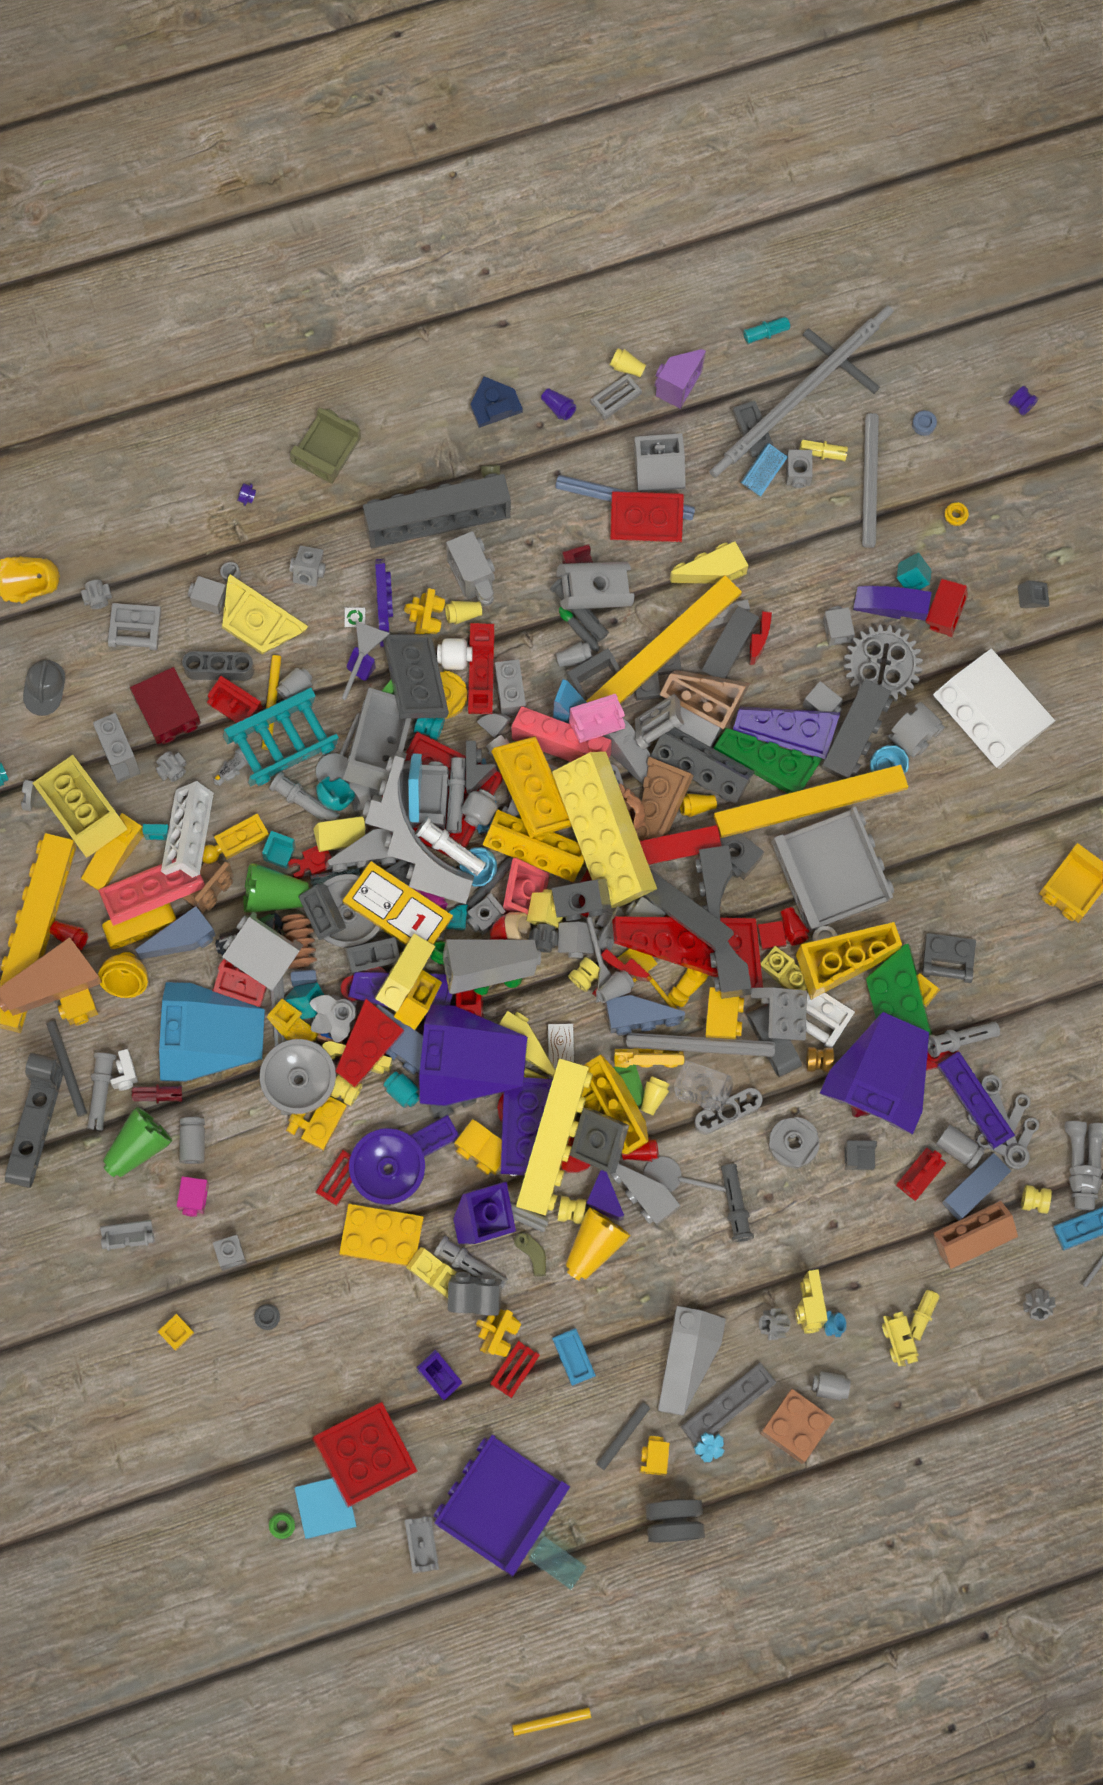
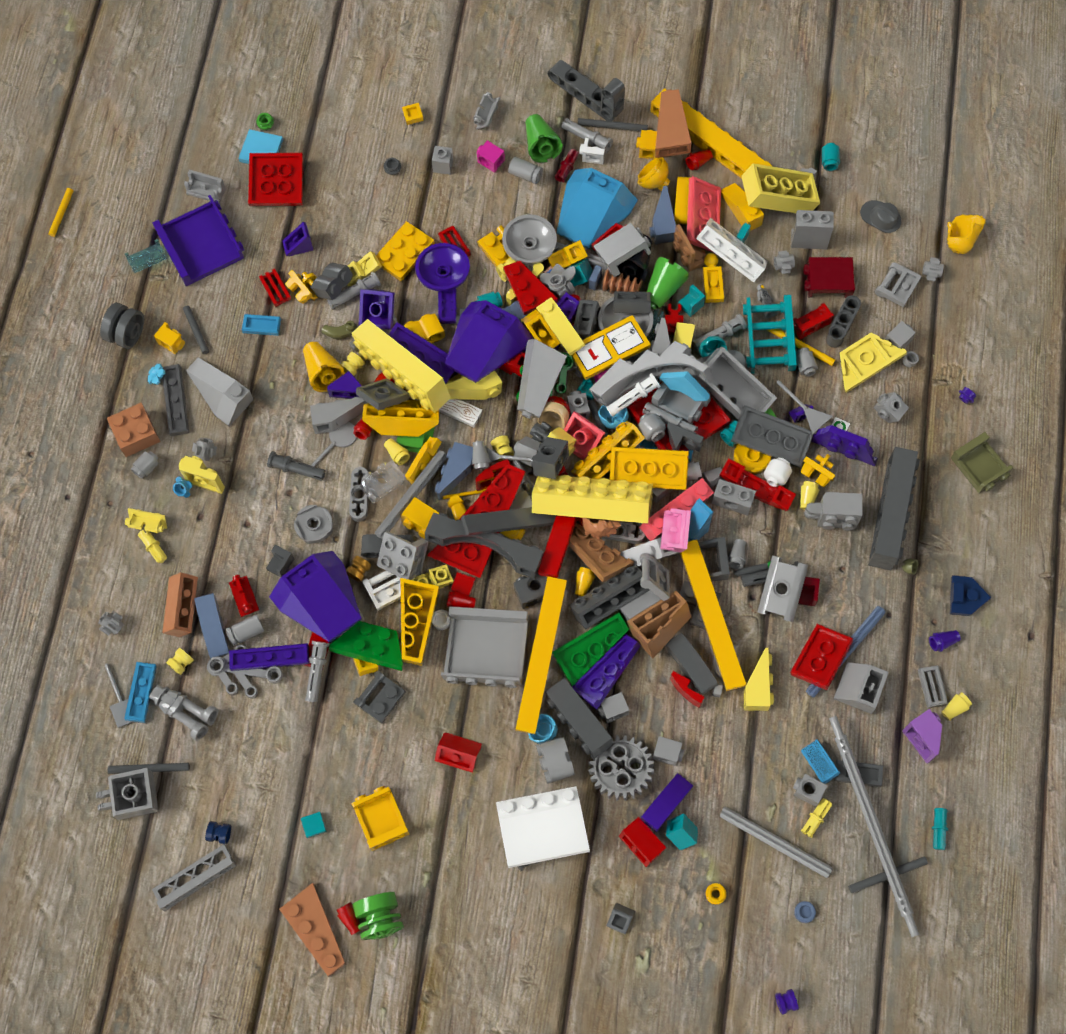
camera: 125 degrees right, 5 degrees down
(959, 841) = (457, 752): none -> red panel

